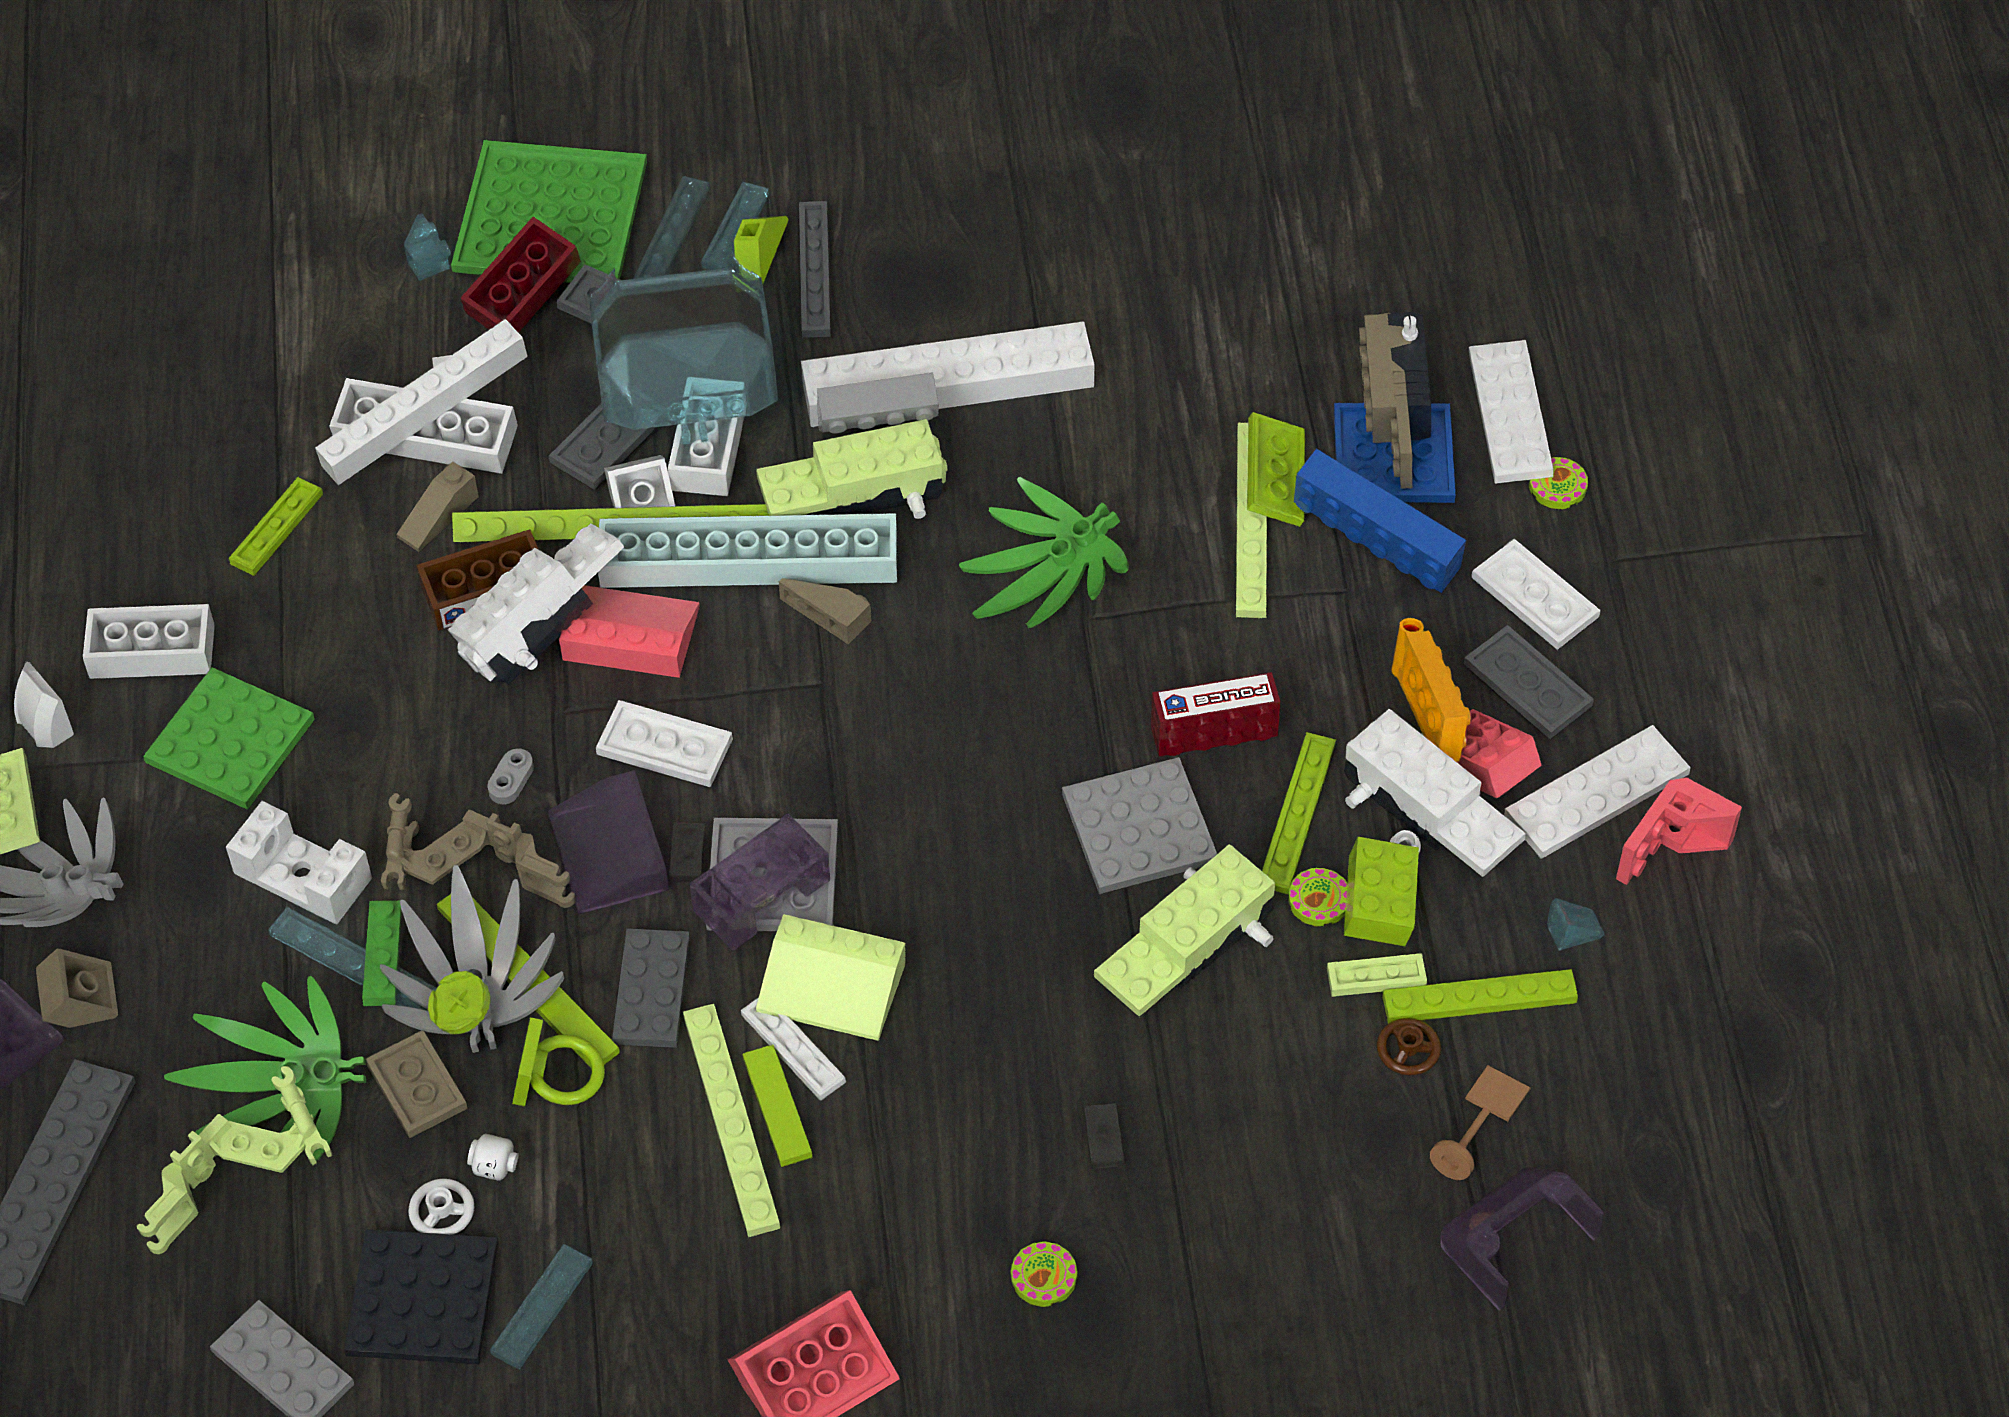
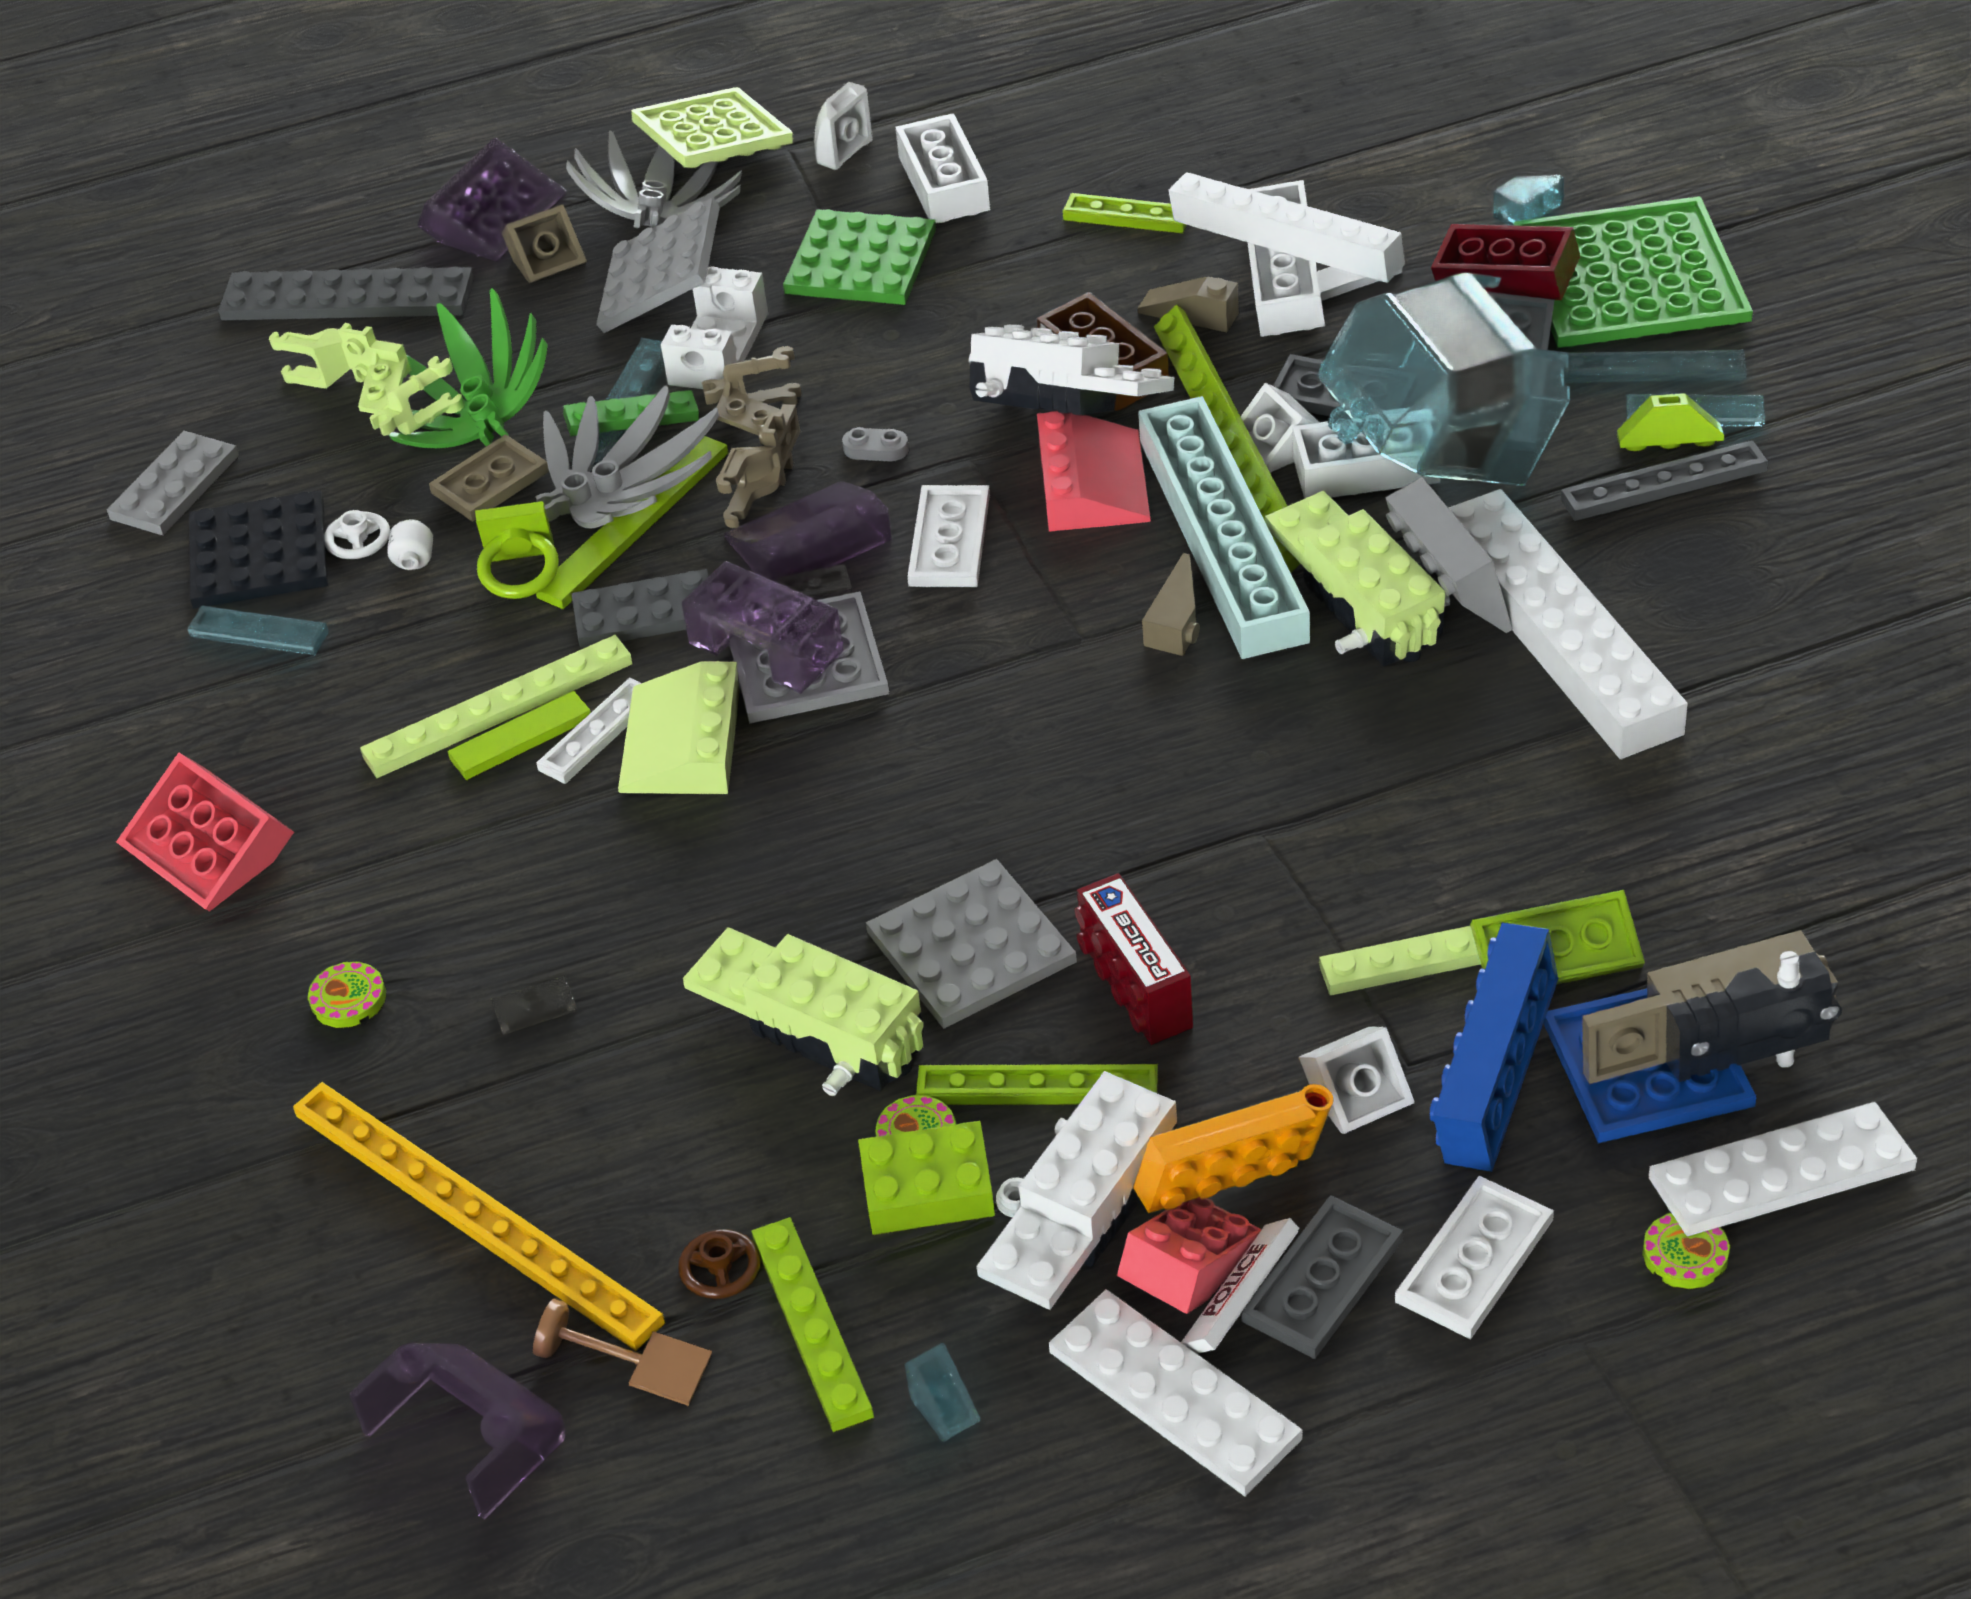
camera: 80 degrees right, 10 degrees down
(186, 888) = (658, 264): none -> light grey plate
(459, 1002) = (571, 466): lime tile -> none
(1077, 544) = (1334, 786): bright green plant -> none
(1311, 1205) = (480, 1216): none -> yellow plate
(1359, 615) = (1361, 1076): none -> white slope
(1376, 974) = (811, 1206): yellowish green plate -> none
(1552, 748) = (1240, 1286): none -> white tile
(1700, 814) = (1126, 1449): coral bracket -> none

